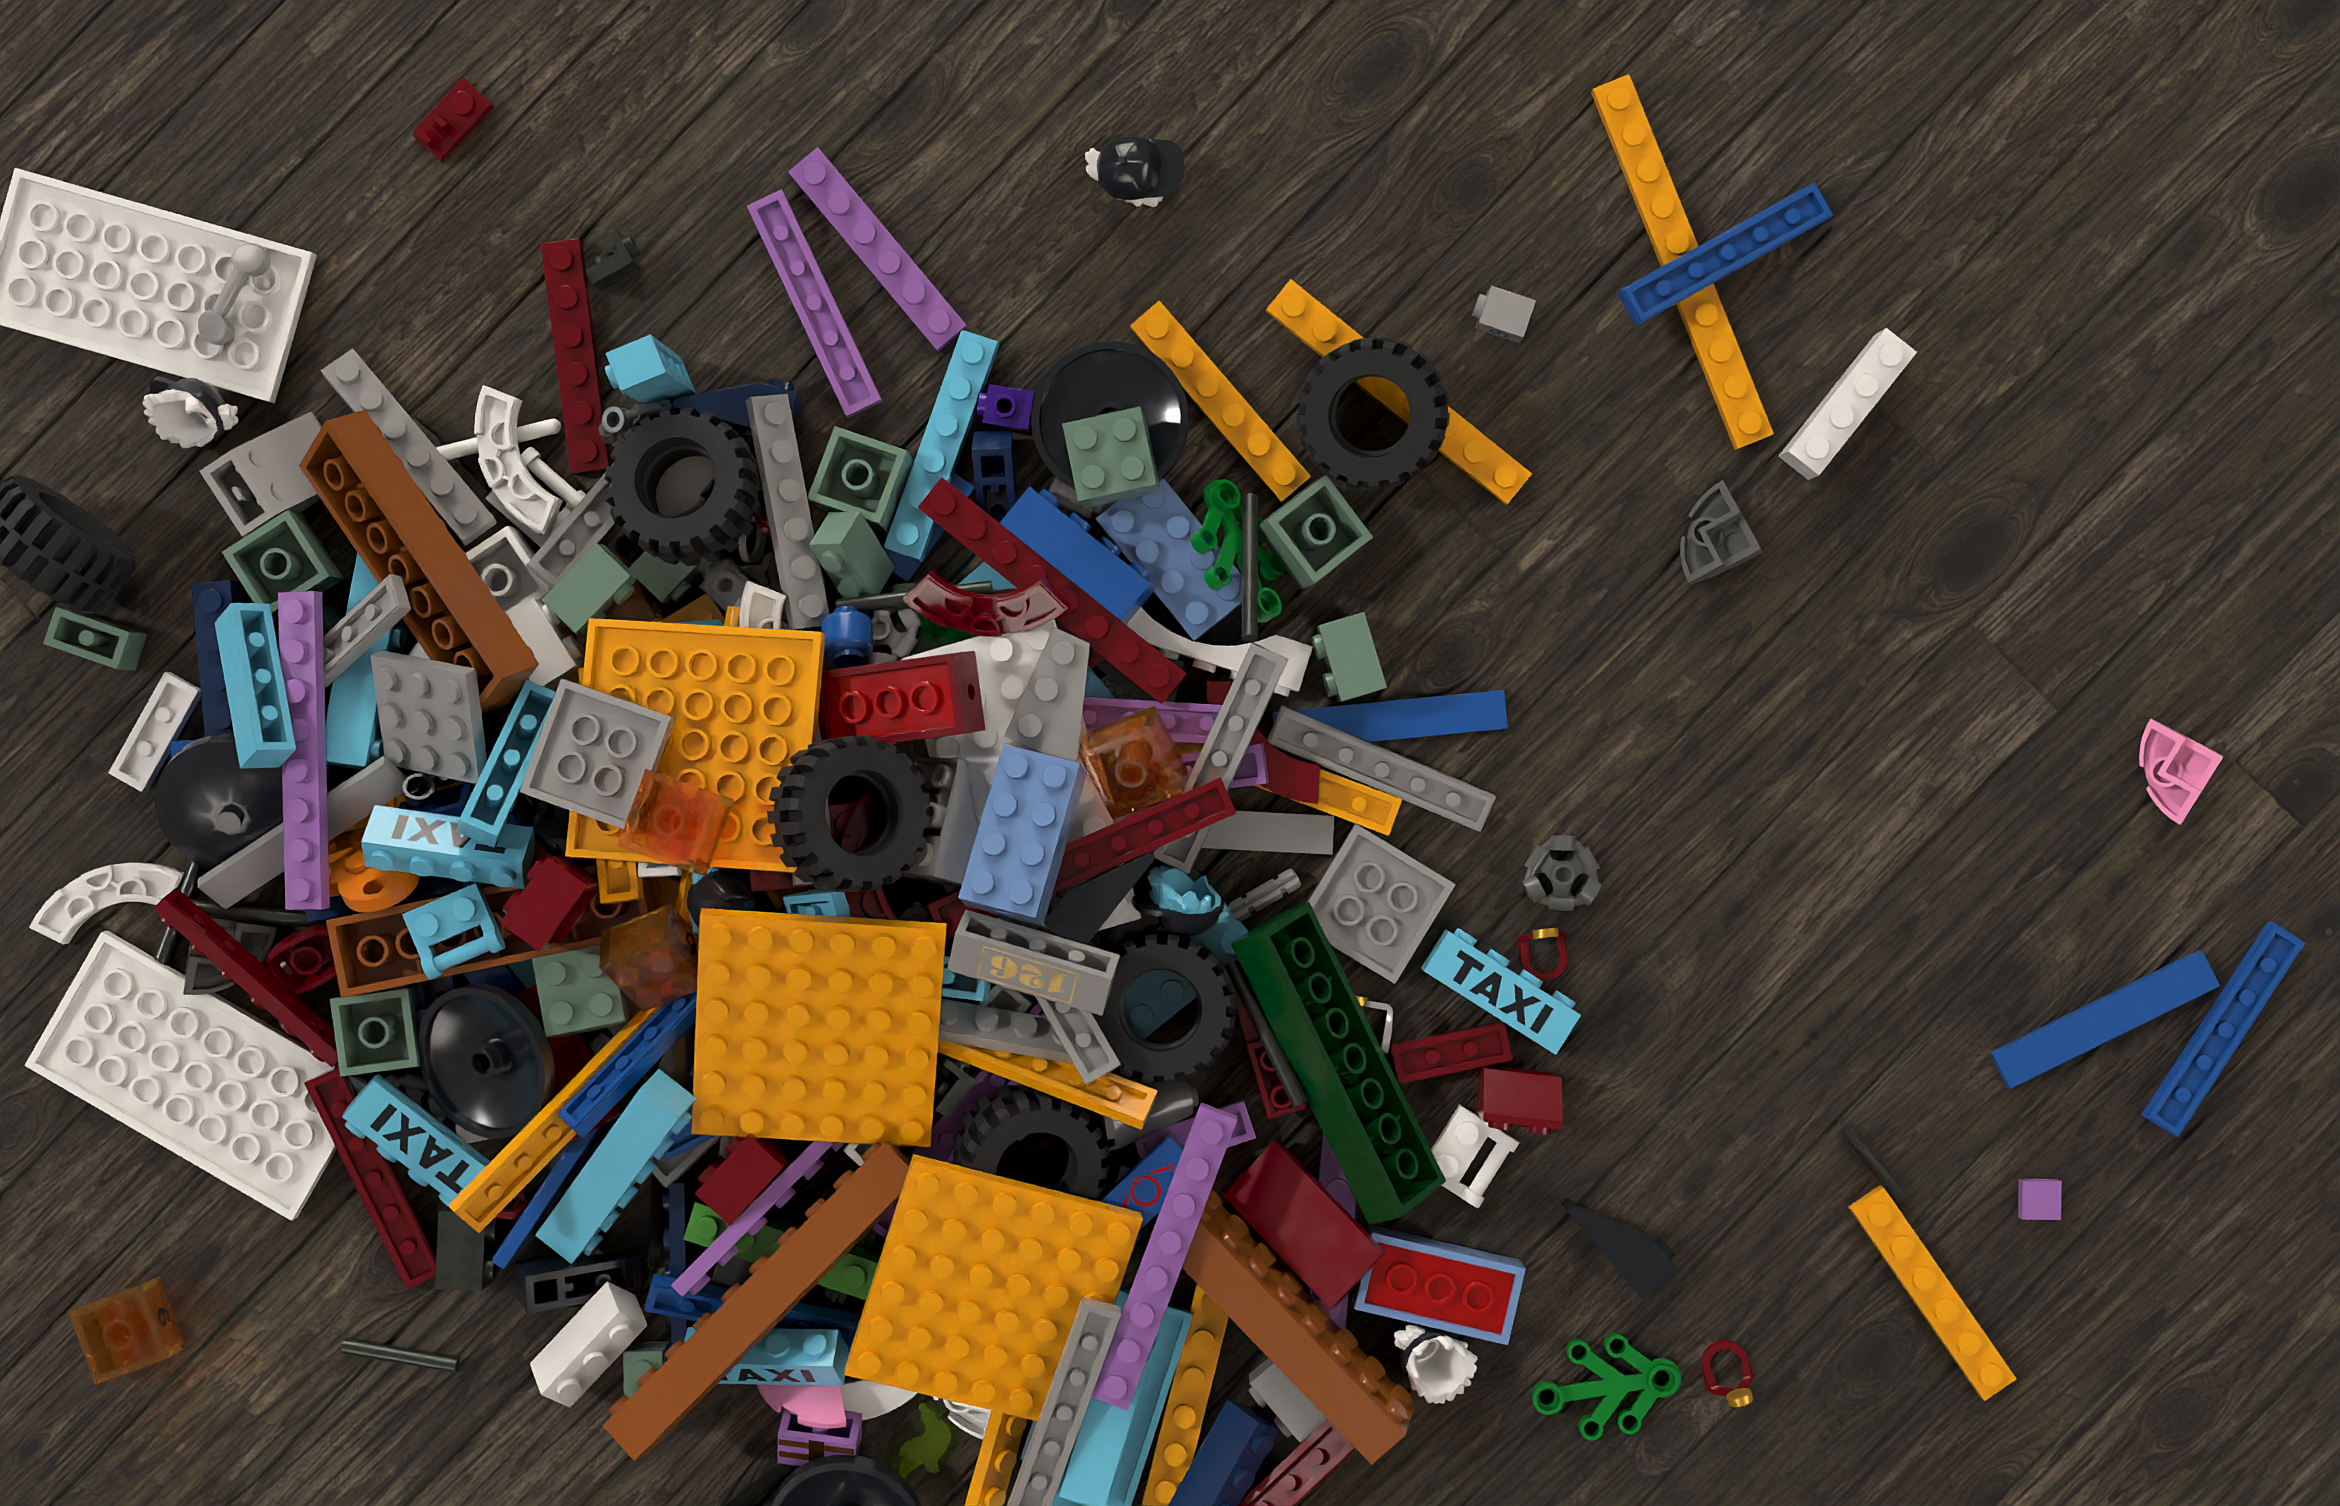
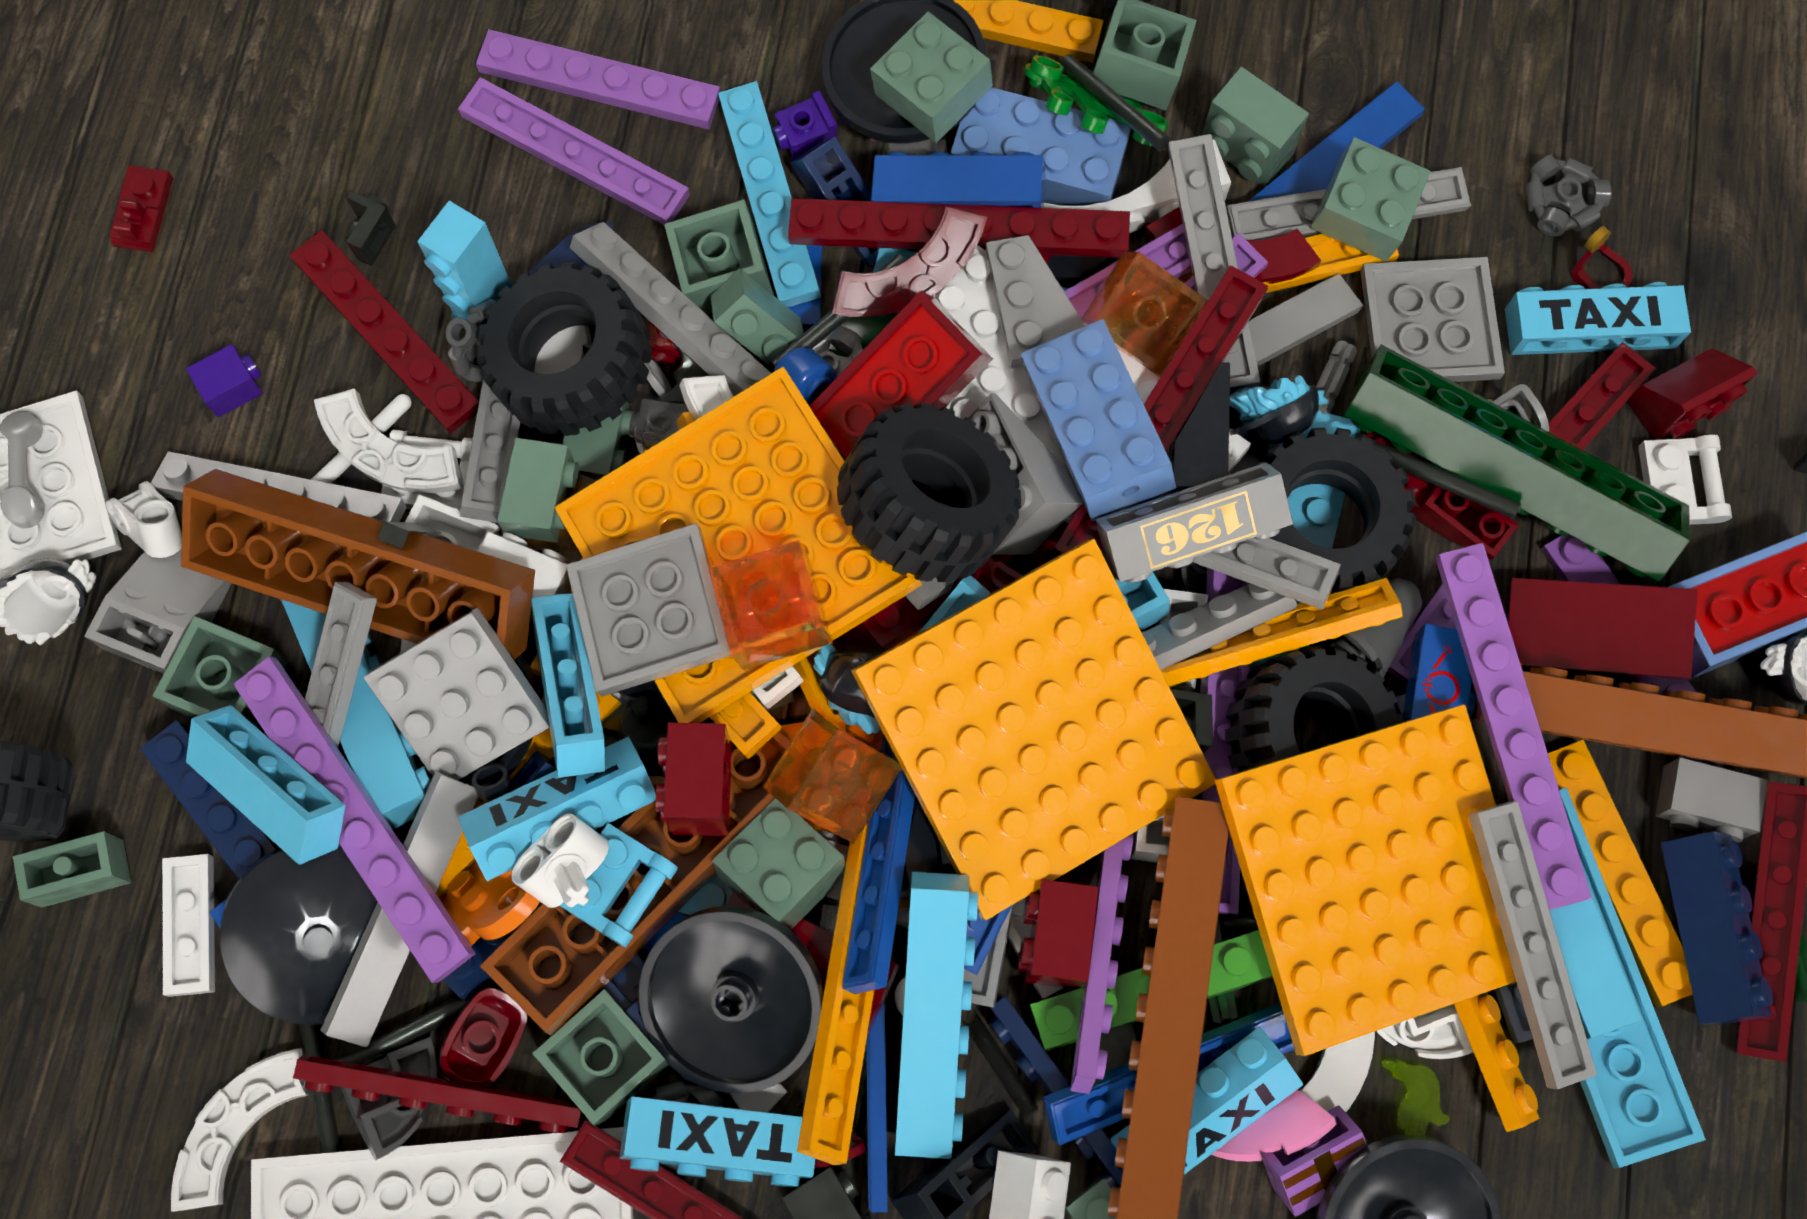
camera: 35 degrees left, 15 degrees down
(302, 394) = (147, 521): none -> white piece
(419, 894) = (560, 863): none -> white beam
(429, 319) = (226, 380): none -> dark purple brick
(469, 564) = (396, 532): none -> pearl dark grey piece
(1390, 783) = (1370, 199): none -> sand green brick

